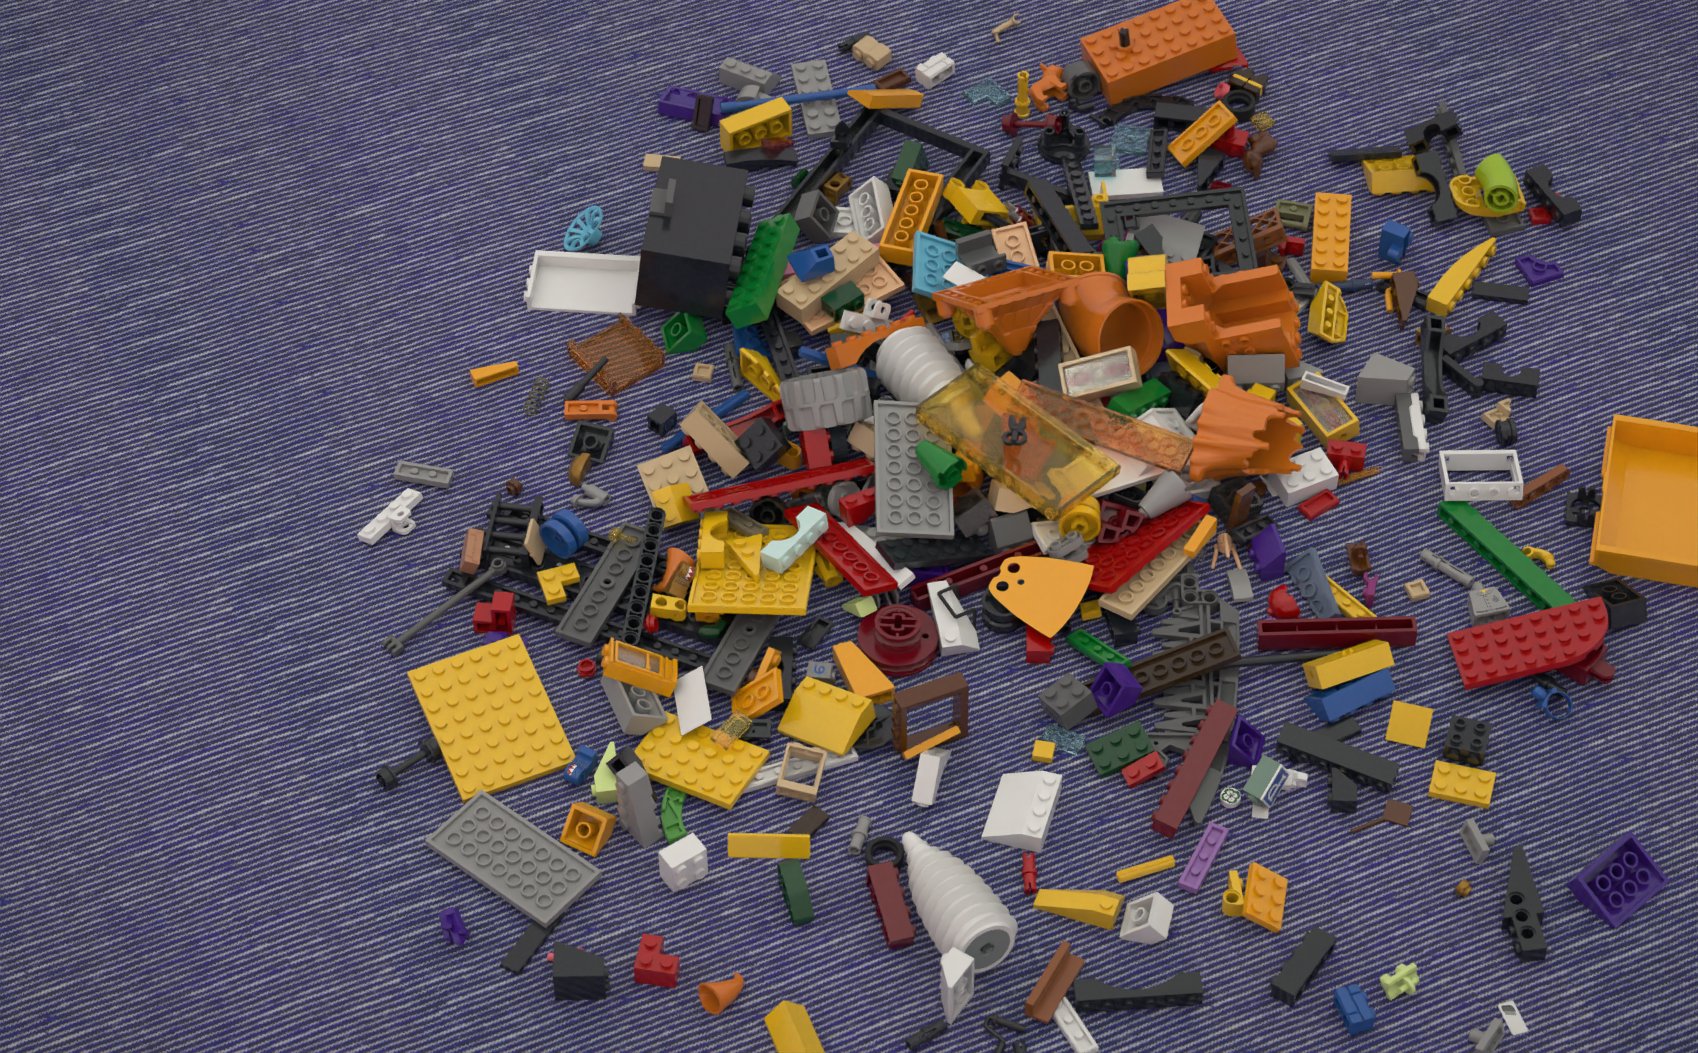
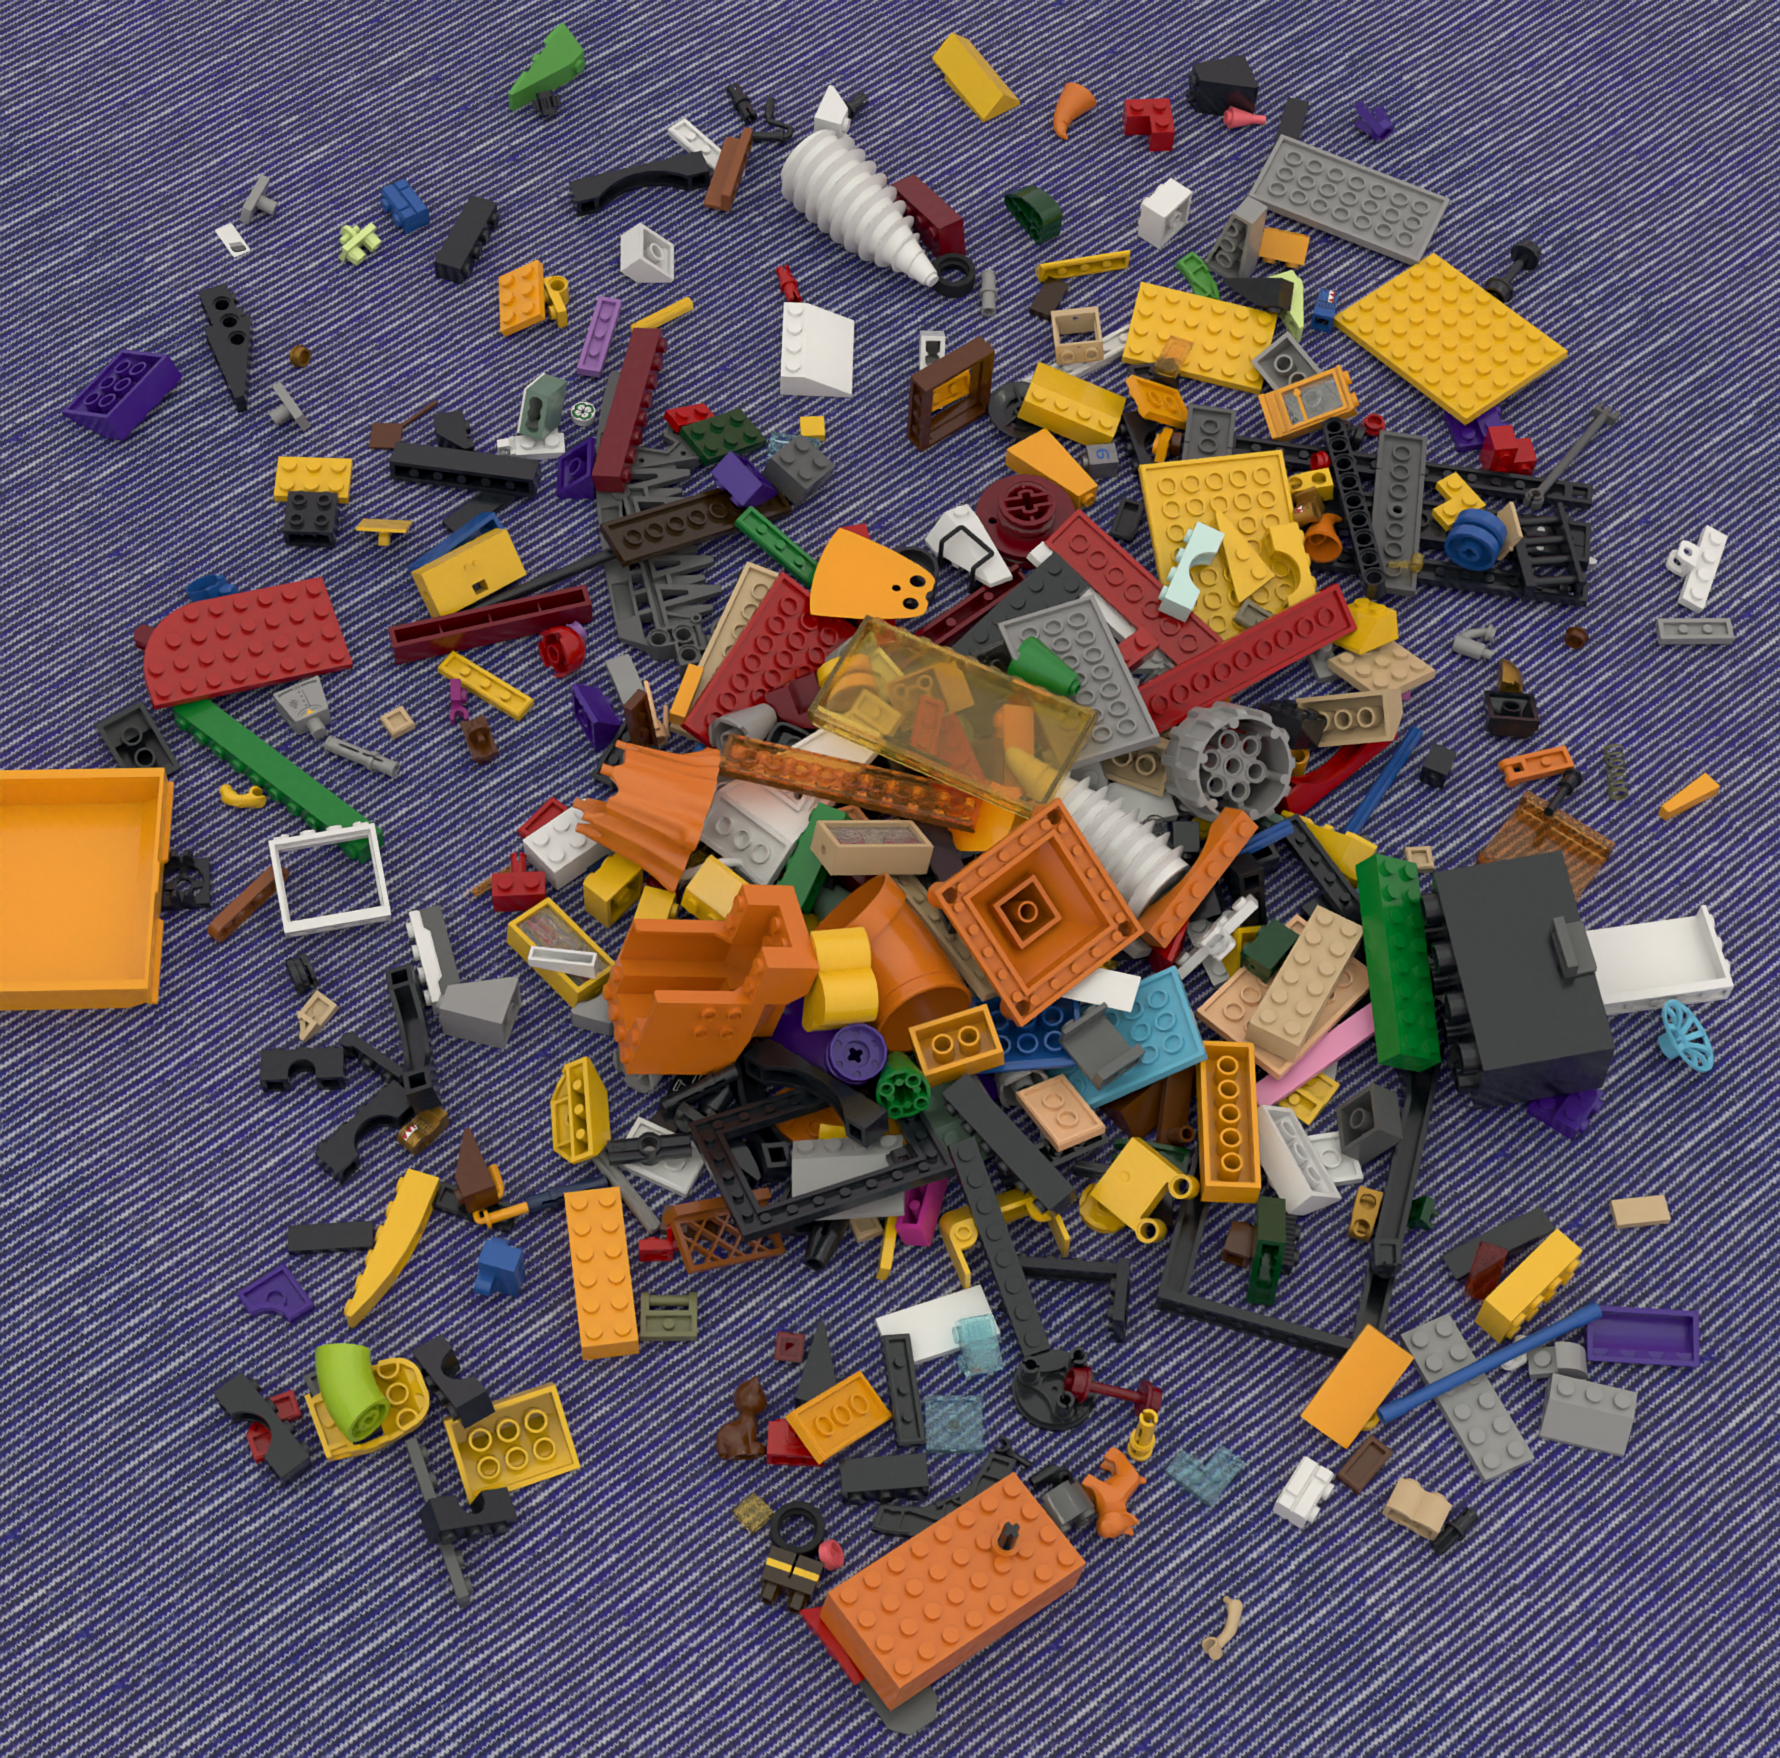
camera: 160 degrees right, 10 degrees up
(471, 551) = (1574, 503): nougat piece -> none
(692, 700) = (1233, 387): white sticker -> none
(703, 112) = (1621, 1301): black tile -> none
(812, 262) = (1330, 961): blue slope -> none
(1015, 431) = (958, 715): black piece -> none
(1019, 215) = (1083, 1204): piece -> none
(1087, 906) = (715, 263): yellow wedge -> none
(1311, 579) = (529, 688): sand blue wing -> none
(1365, 153) = (575, 1472): black tile -> none

